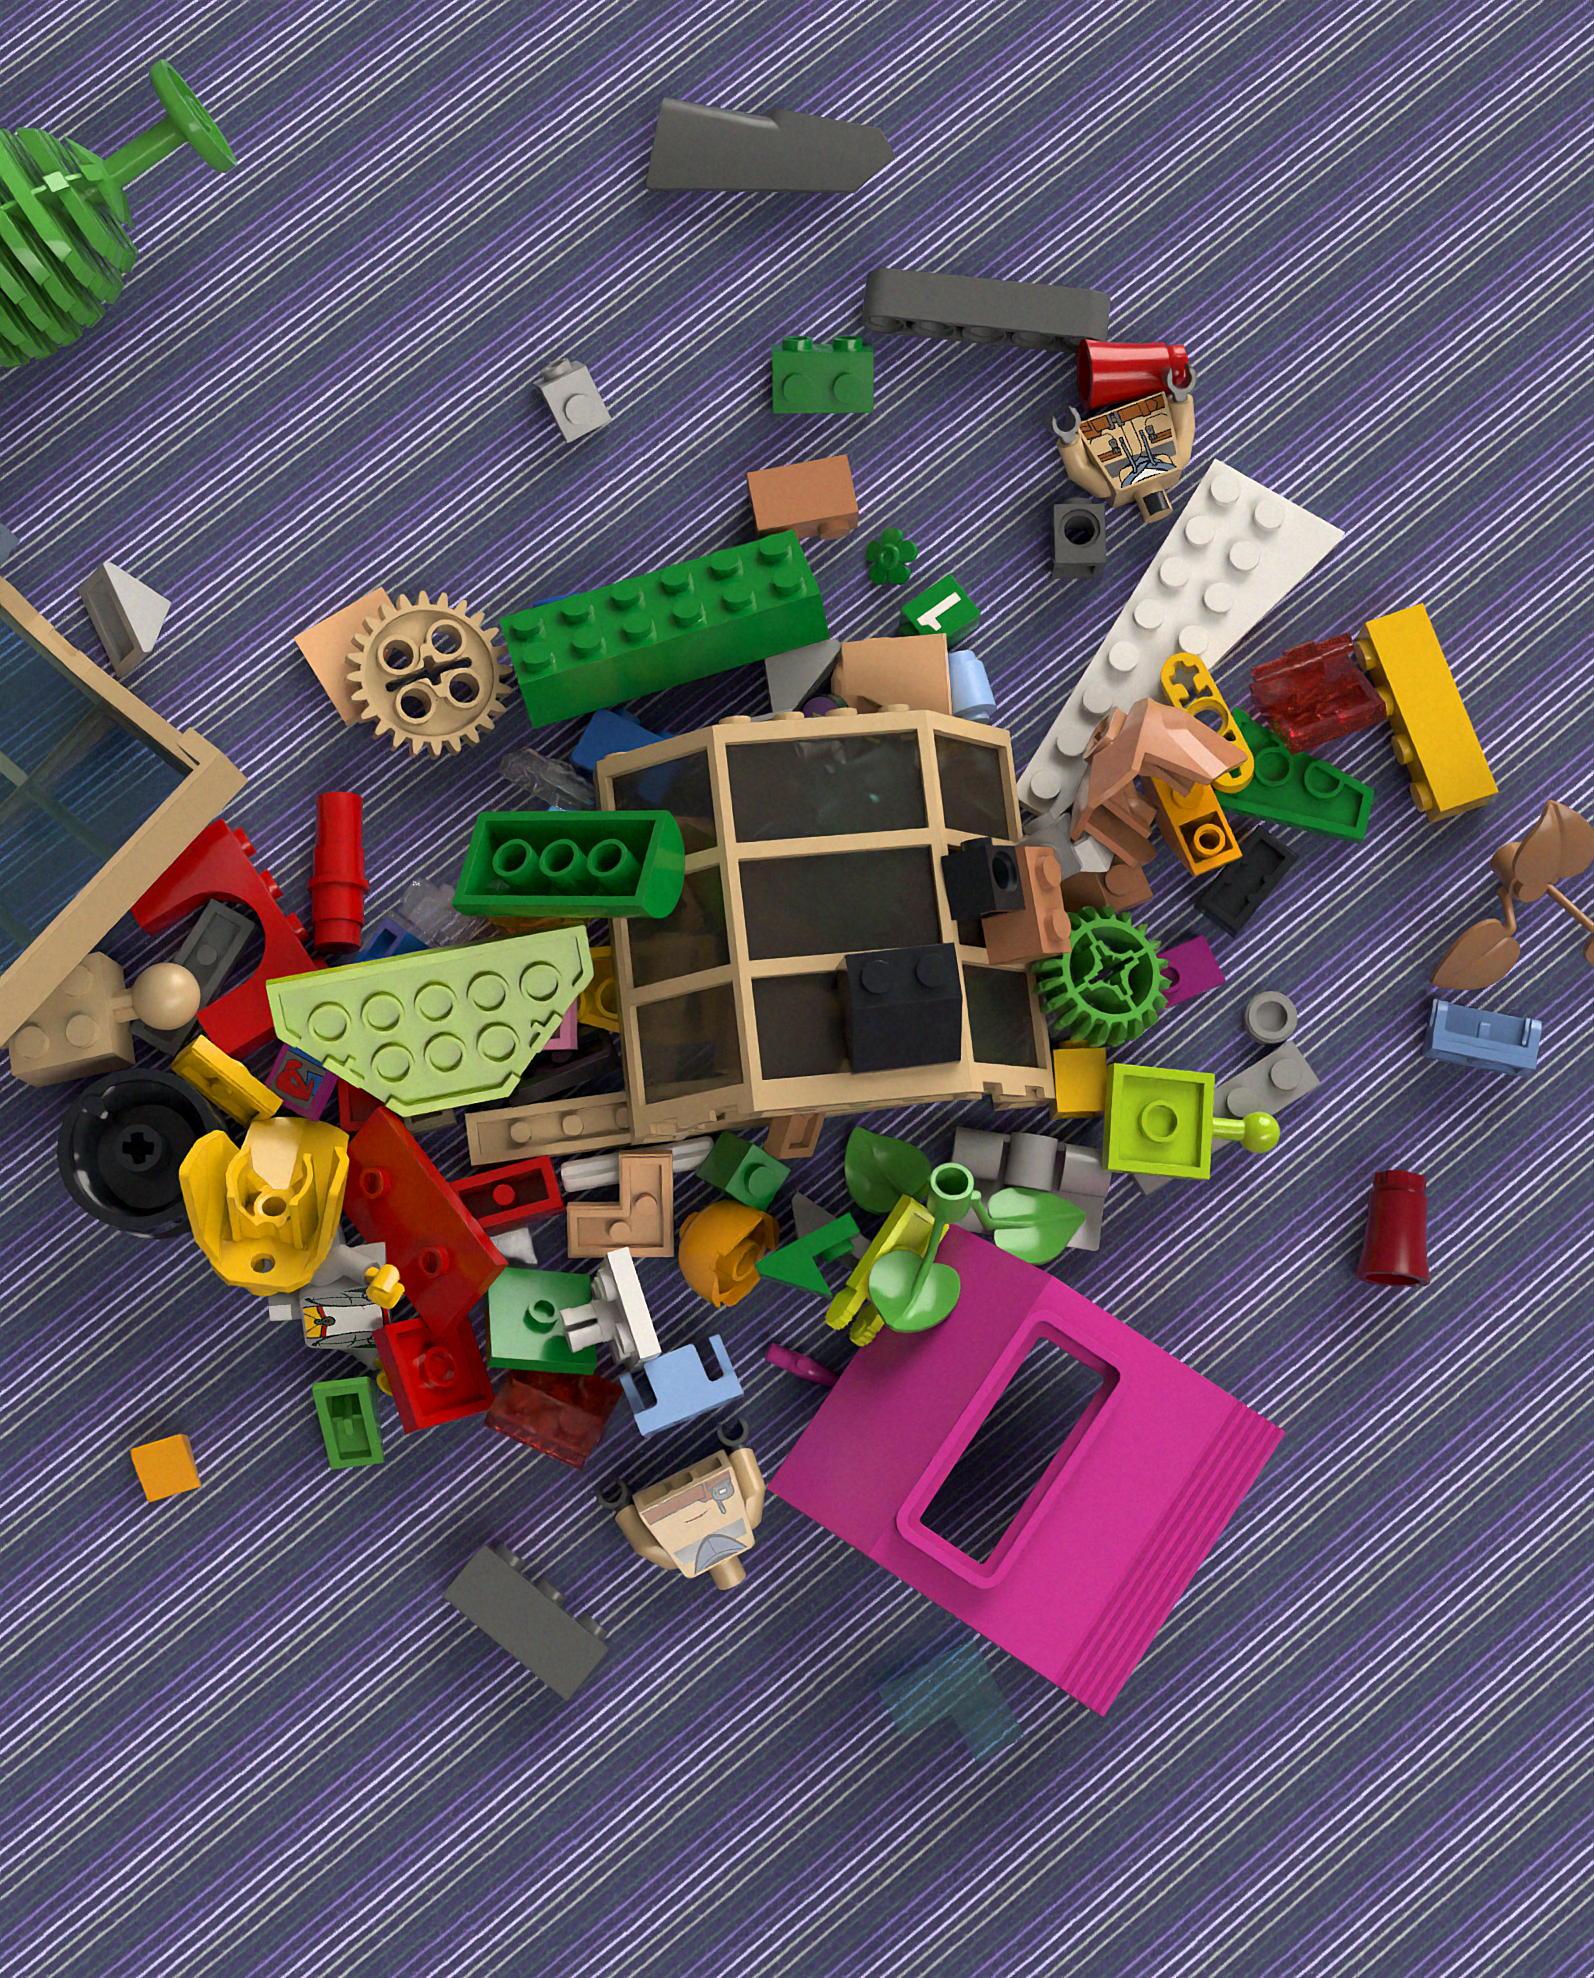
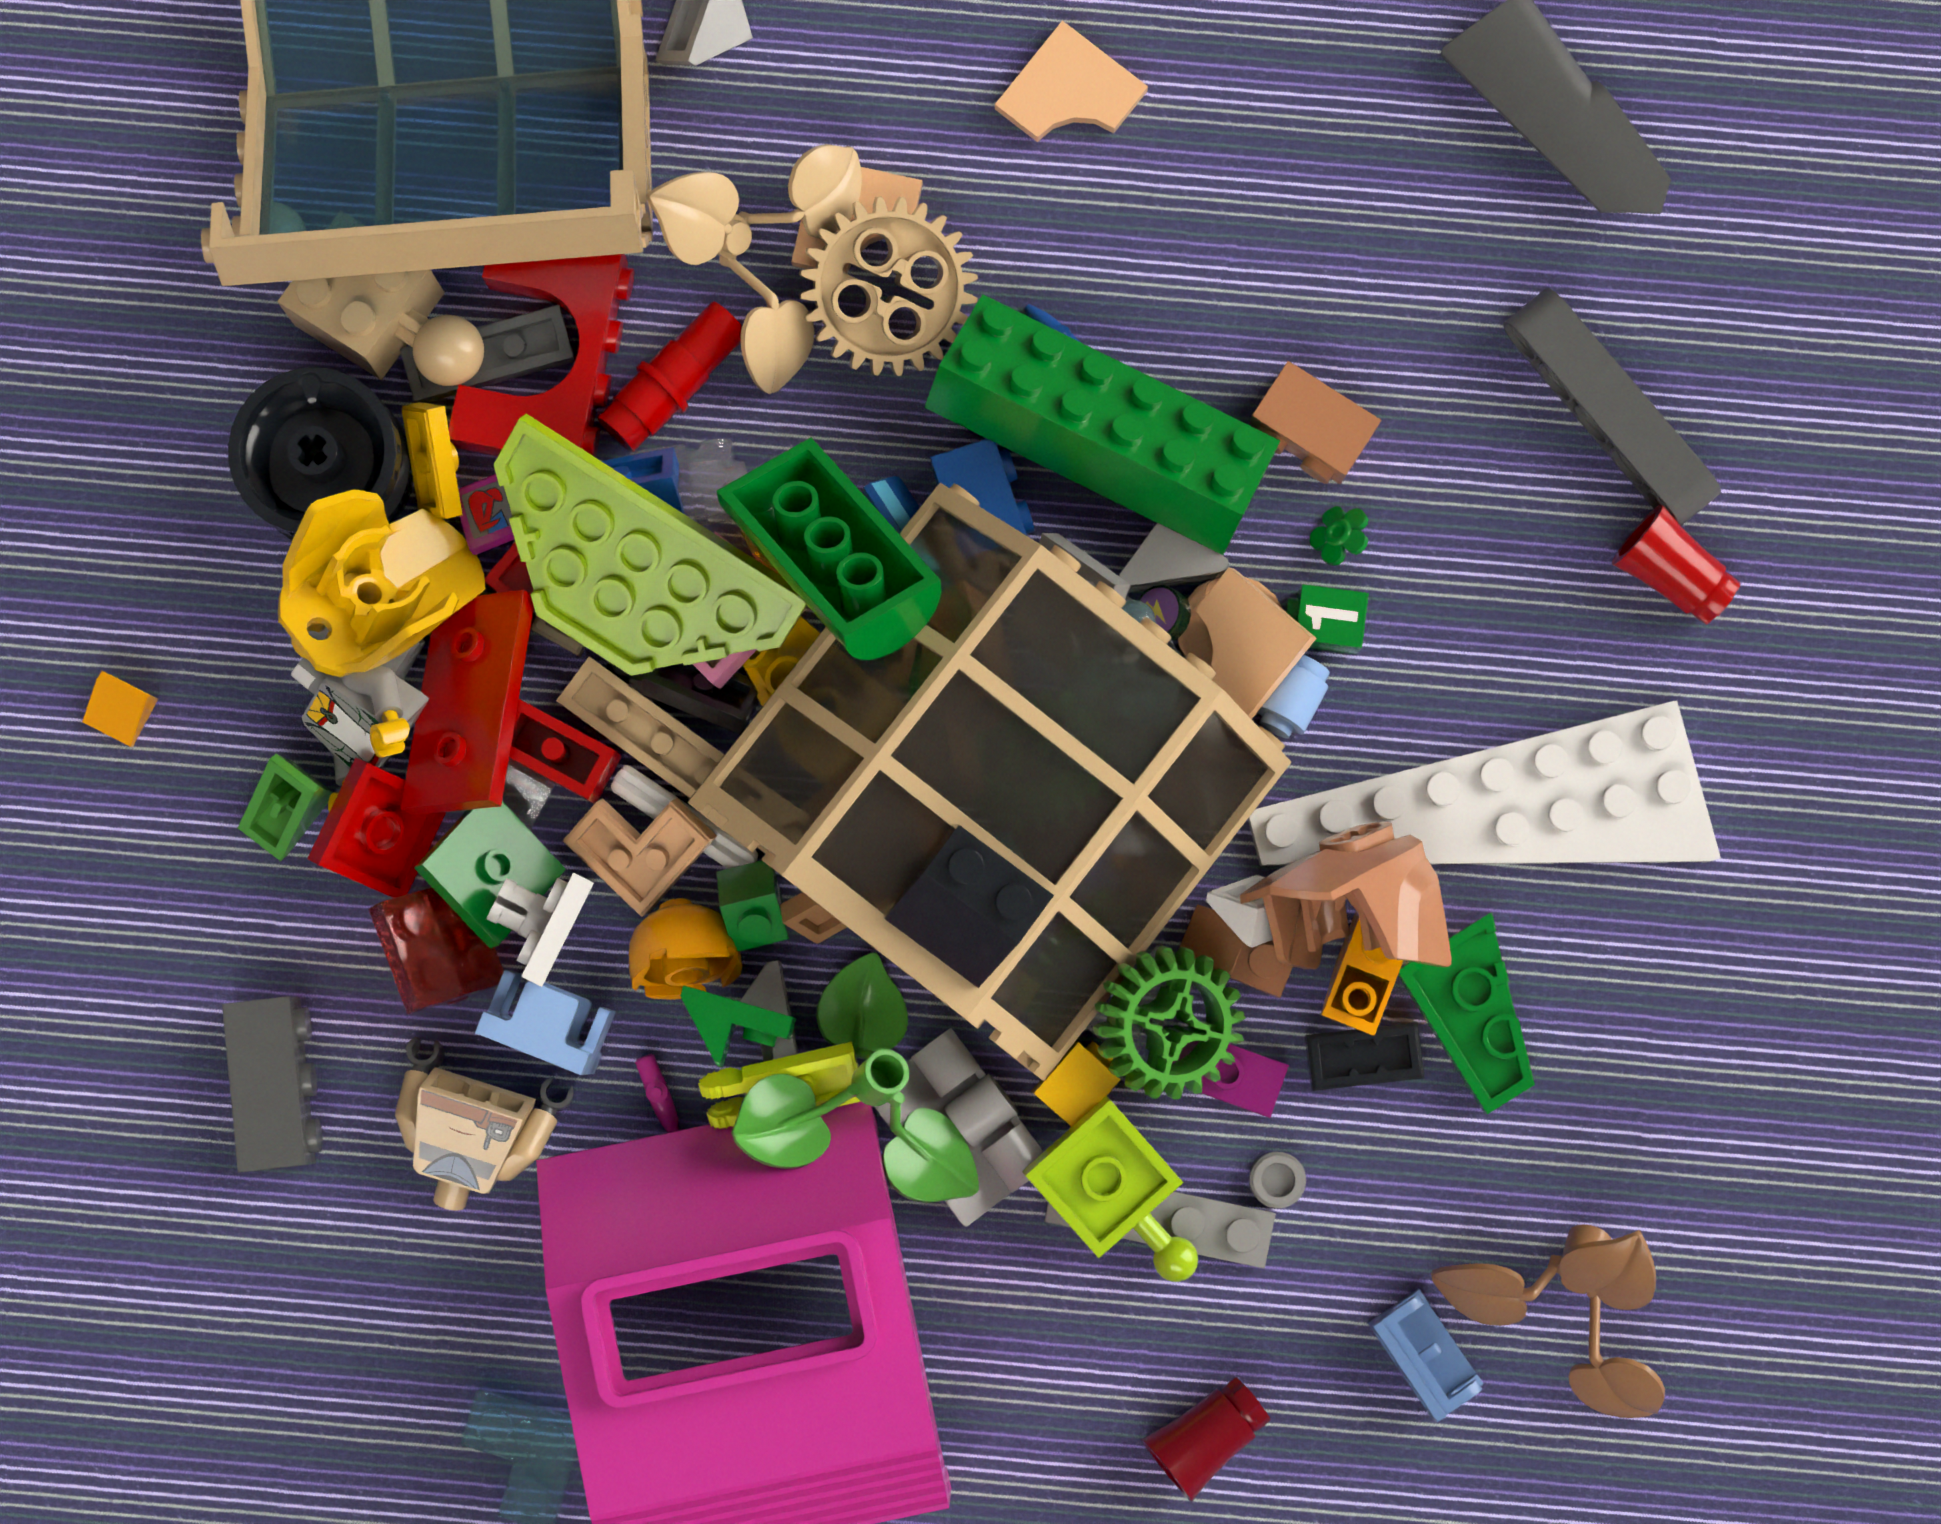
camera: 50 degrees right, 5 degrees up
(269, 744) = (702, 222): none -> tan plant
(419, 433) = (1070, 84): none -> light nougat tile
(548, 779) = (900, 459): clear plate -> none
(572, 398) = (1214, 168): light grey bracket -> none
(823, 376) = (1430, 336): green bracket -> none
(982, 881) = (1134, 865): black brick -> none
(1044, 925) = (1152, 912): nougat brick -> none
(1054, 833) = (1217, 886): light grey bracket -> none
(1074, 560) = (1486, 680): dark grey brick -> none
(1133, 448) = (1616, 630): torso -> none
(1203, 683) = (1481, 870): yellow beam -> none
(1315, 694) = (1562, 966): clear red plate -> none
(1425, 714) = (1637, 1062): yellow brick -> none

